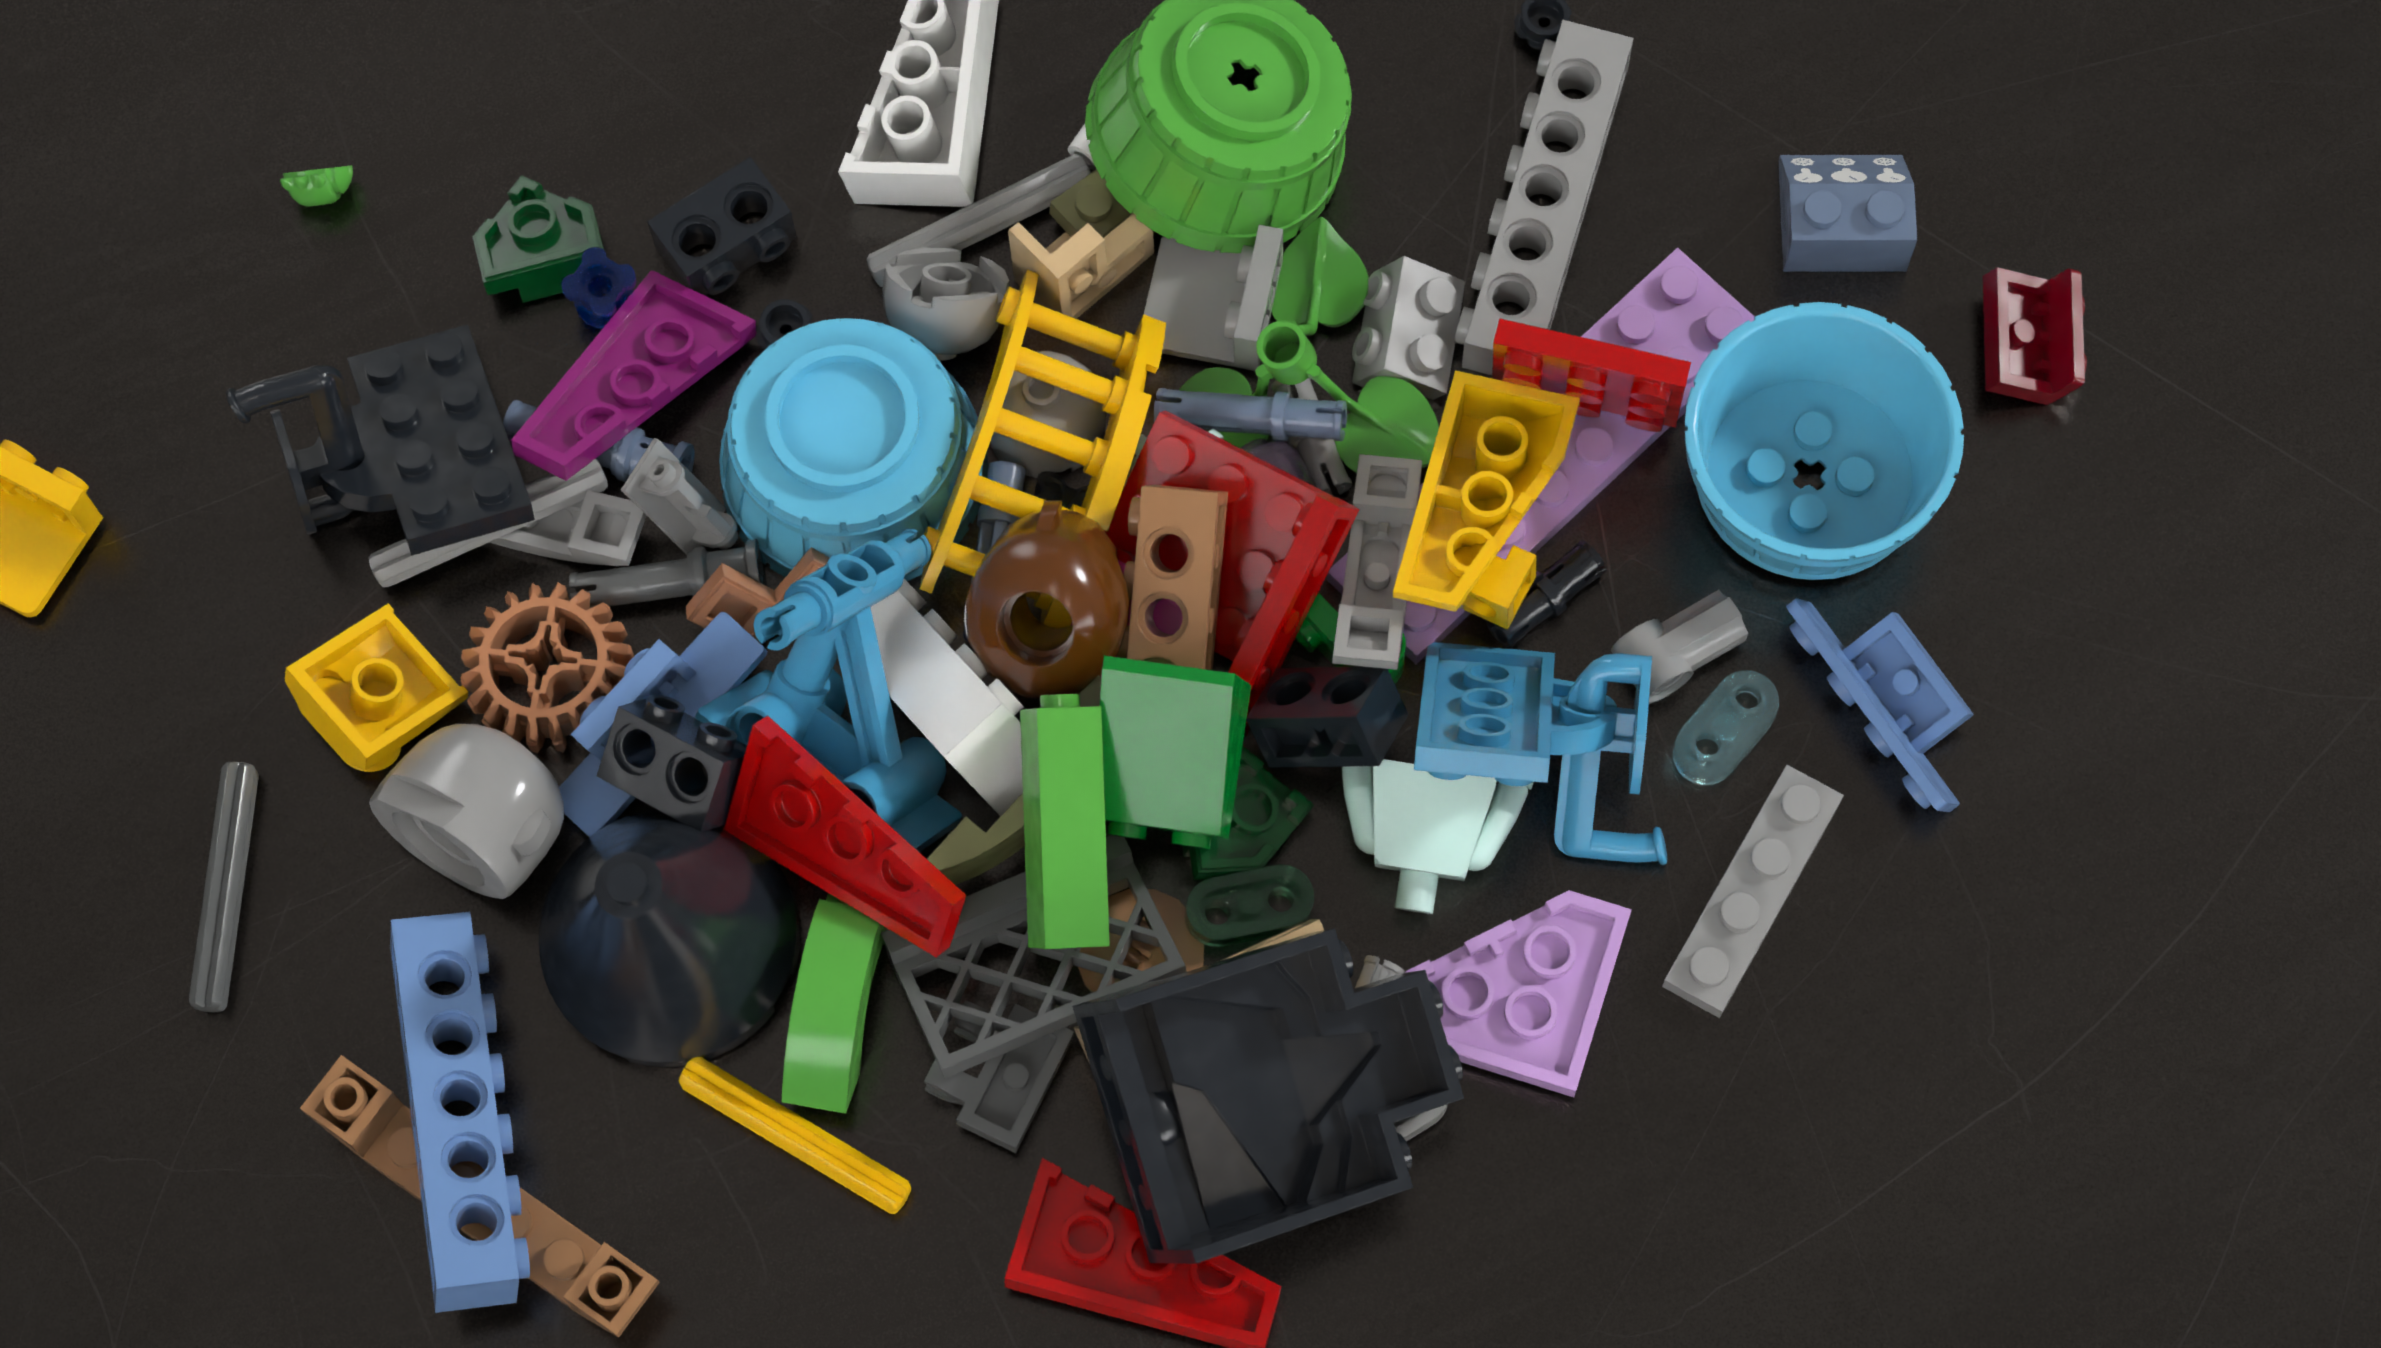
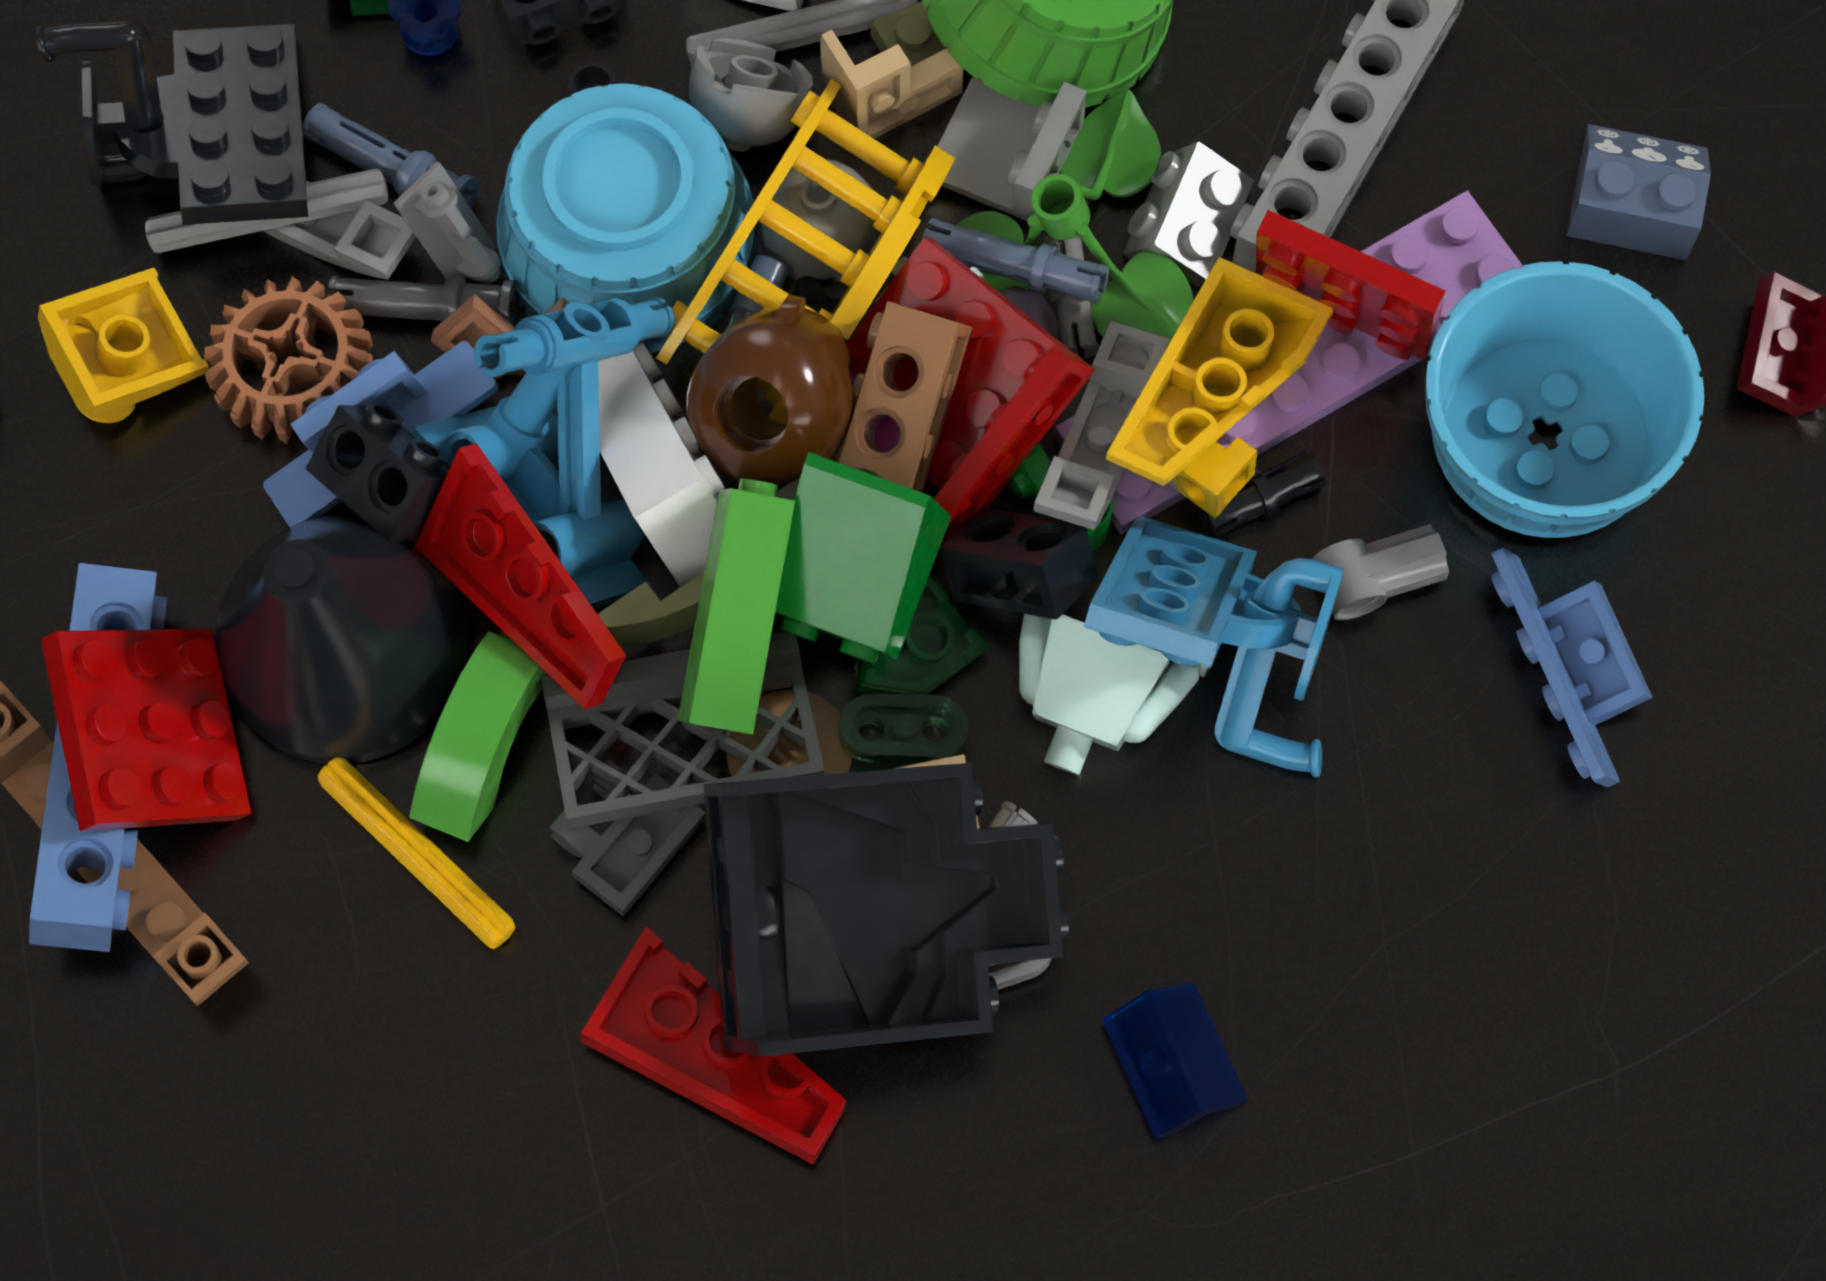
camera: 10 degrees right, 0 degrees up
(472, 807) = (183, 473): light grey piece -> none
(501, 1071) = (145, 727): none -> red plate
(632, 369) = (435, 96): magenta wing -> none
(1532, 990) = (1157, 869): lavender plate -> none
(1590, 1173) = (1173, 1058): none -> clear blue panel
(1728, 725) = (1409, 656): clear light blue plate -> none
(1752, 891) = (1396, 821): light grey plate -> none

